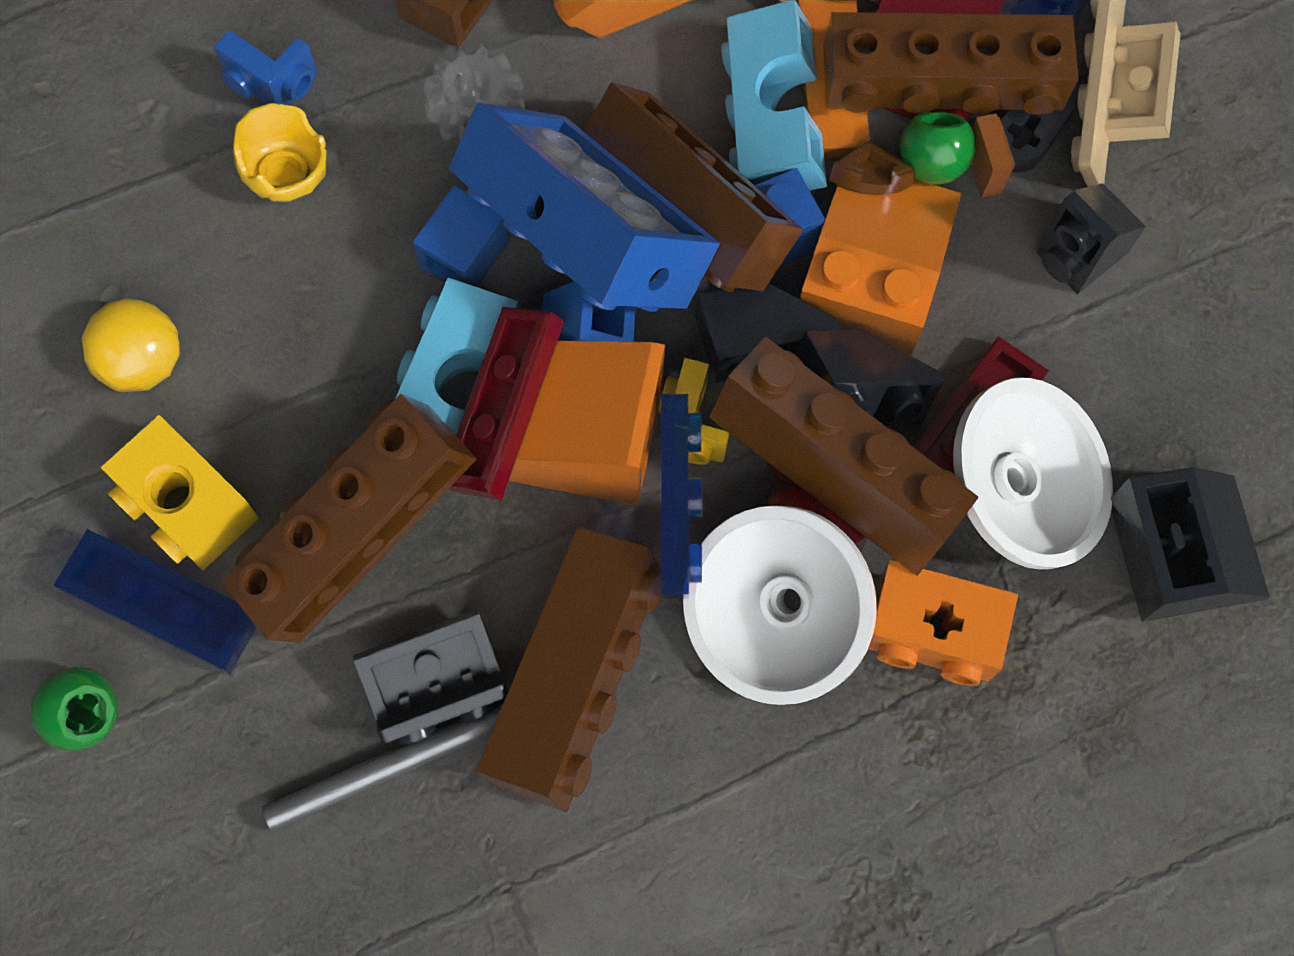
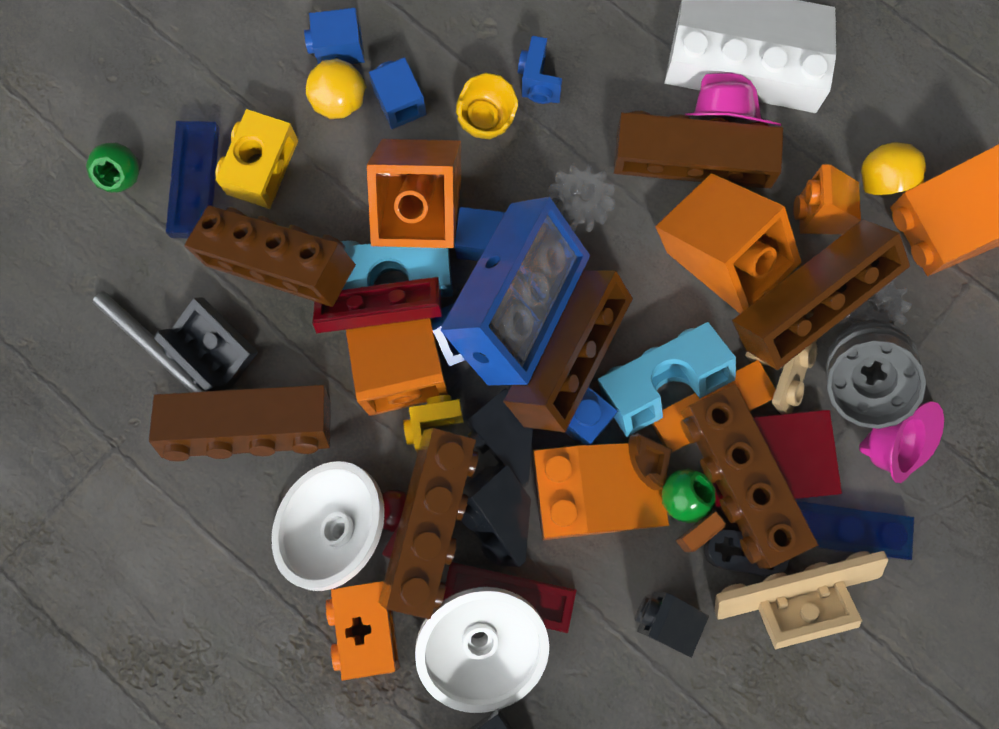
camera: 70 degrees right, 5 degrees up
(52, 307) = (335, 36): none -> blue brick
(188, 261) = (397, 92): none -> blue brick
(362, 285) = (414, 193): none -> orange slope
(679, 496) = (361, 434): clear blue plate -> none

